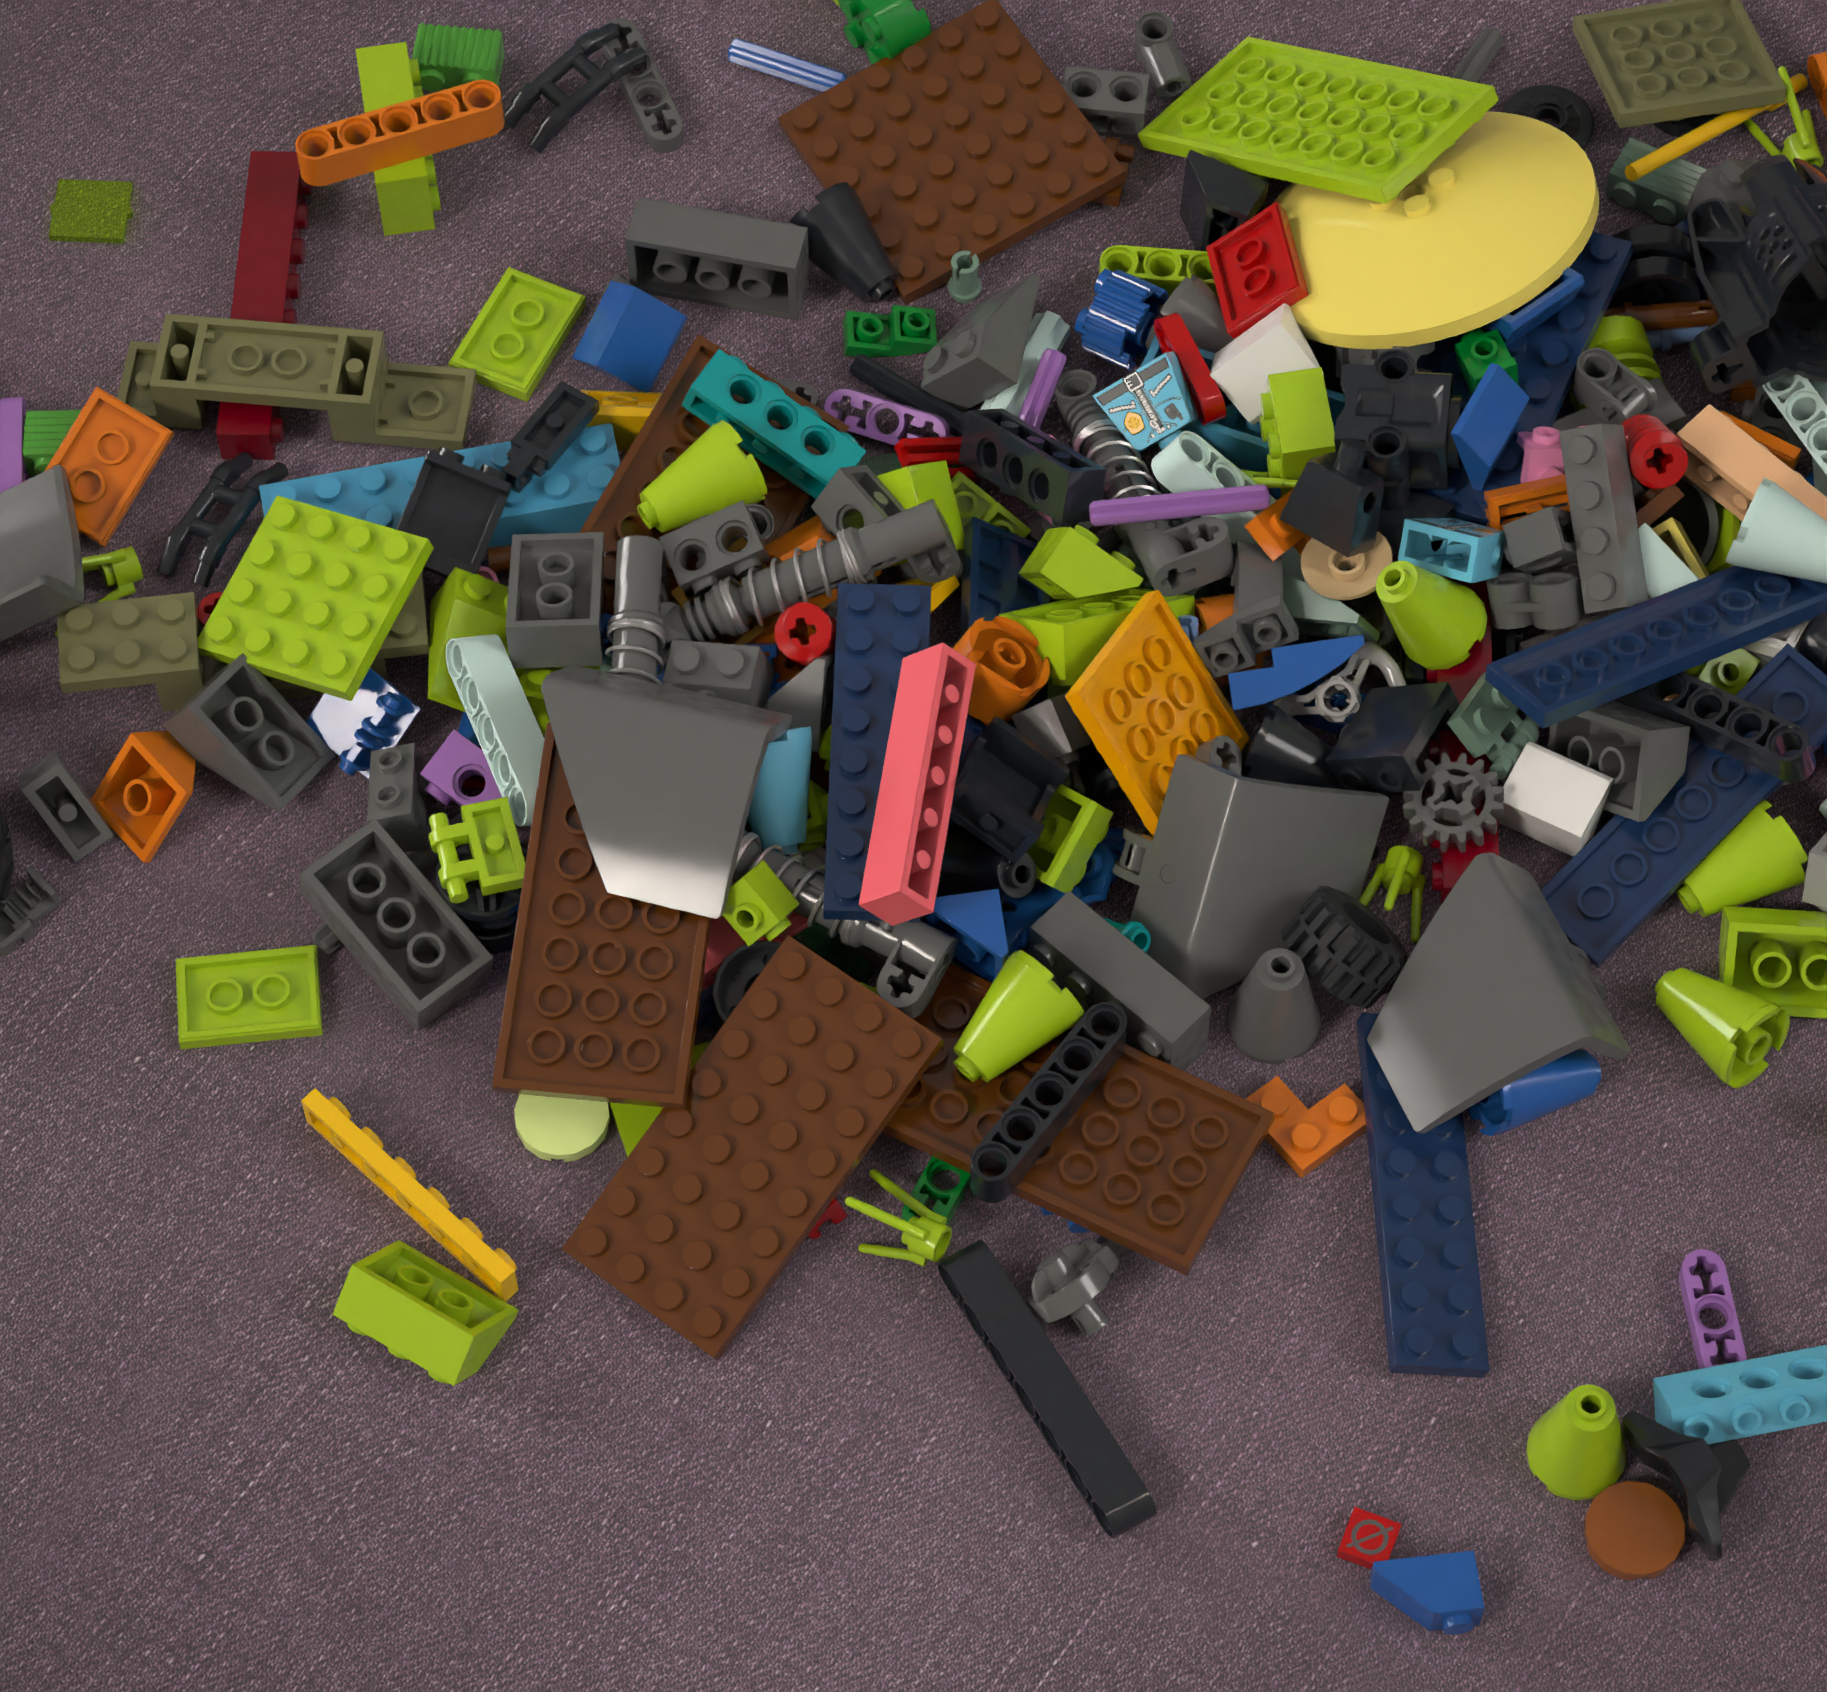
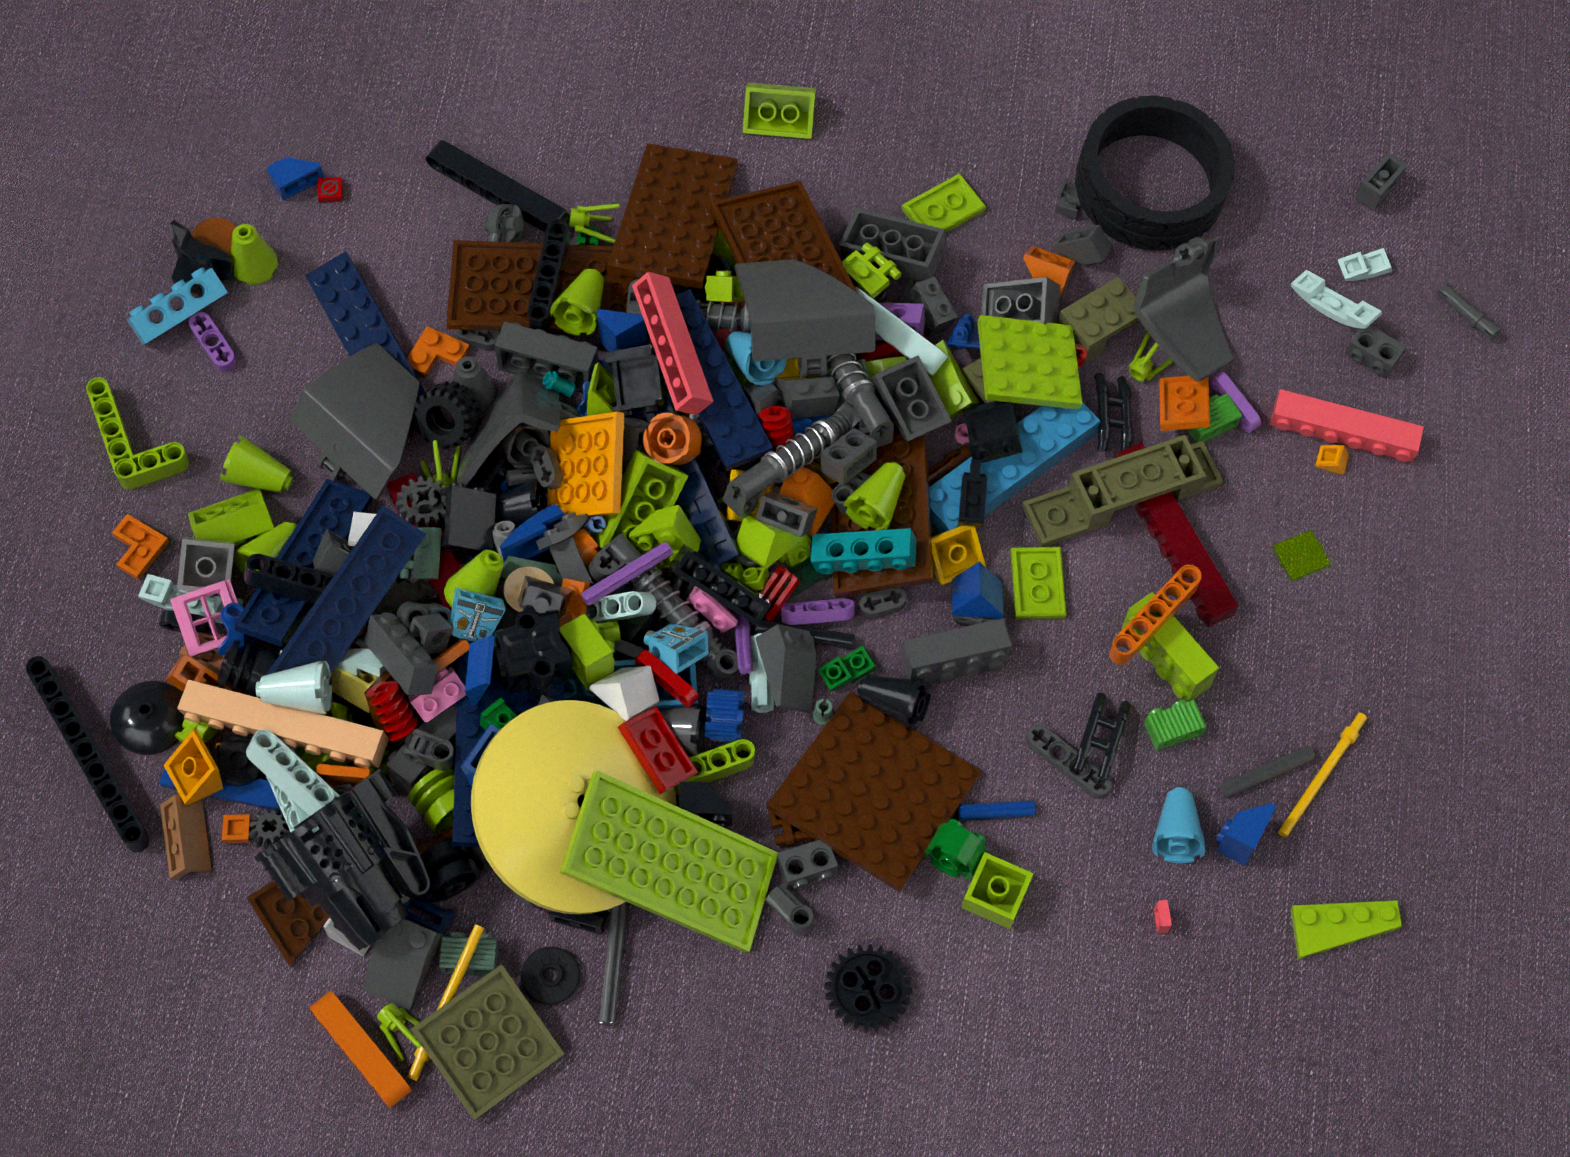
camera: 150 degrees right, 5 degrees up
(424, 1206) = (816, 150): yellow plate -> none

